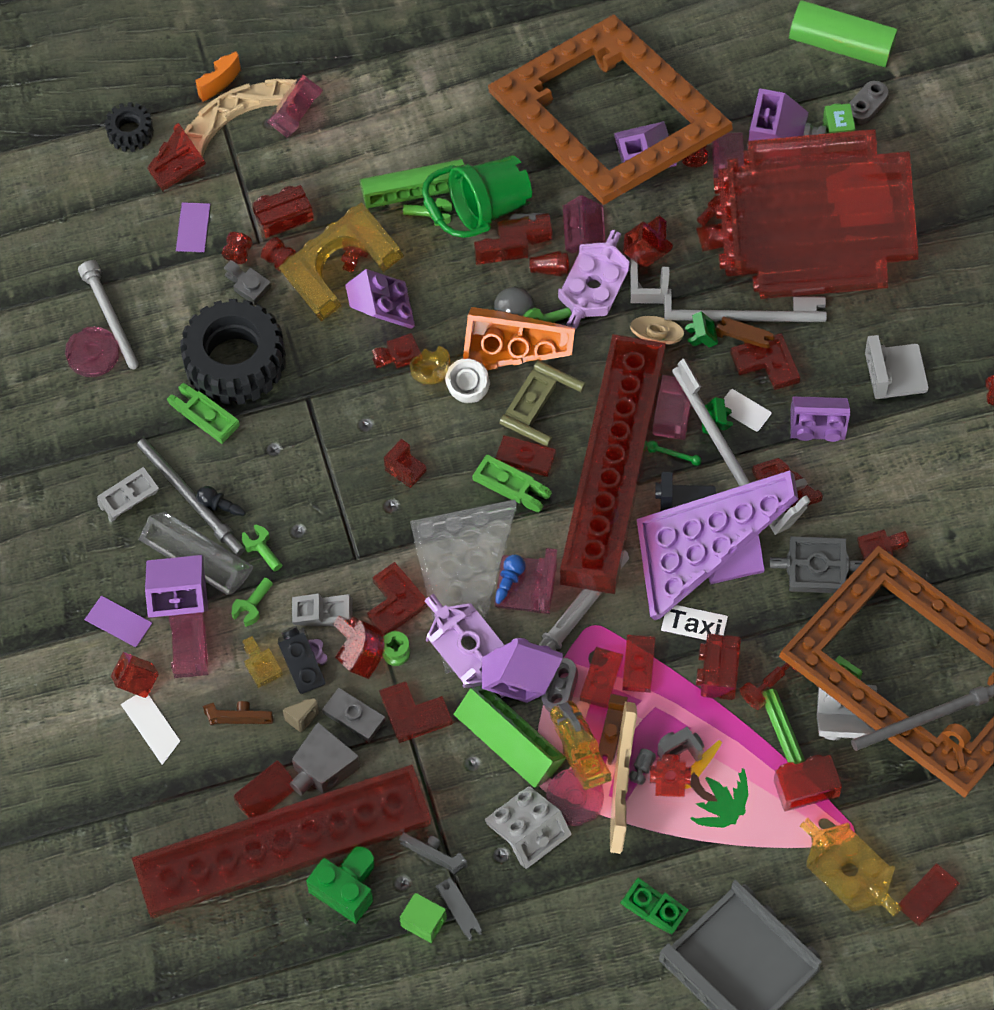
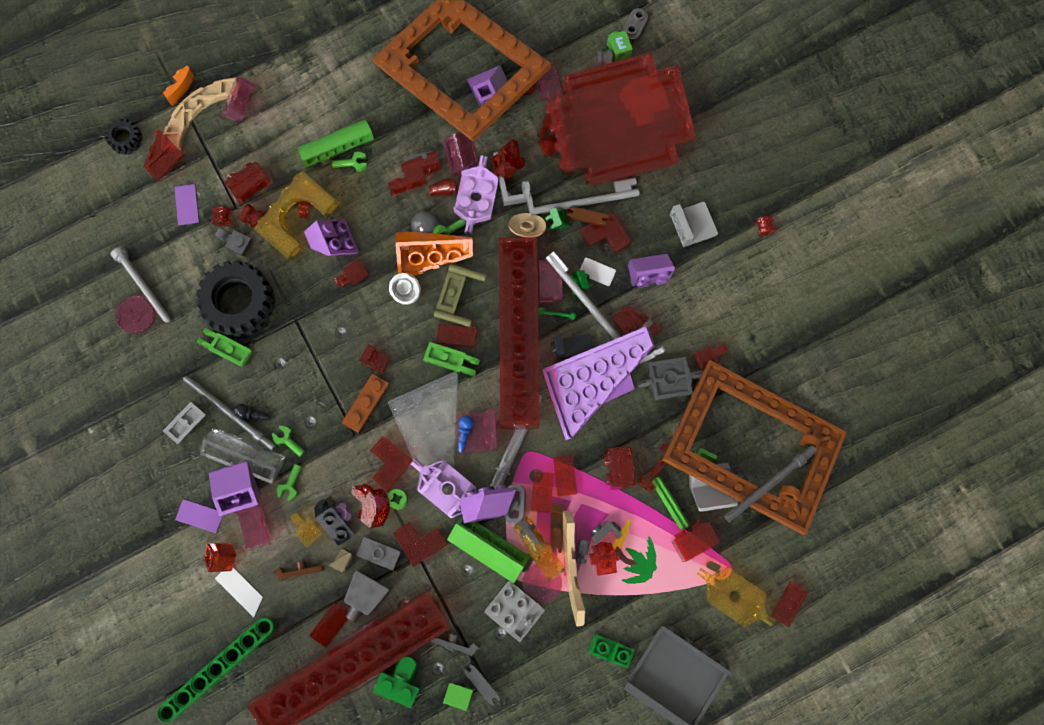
camera: 20 degrees left, 15 degrees up
(90, 828) = (208, 673): none -> green beam
(319, 611) = (340, 480): light grey slope -> none
(379, 519) = (365, 403): none -> dark orange plate
(430, 366) = (376, 282): clear yellow hair -> none
(480, 193) = (384, 146): green piece -> none
(693, 622) = (596, 437): white sticker -> none
(776, 116) = (577, 52): medium lavender slope -> none

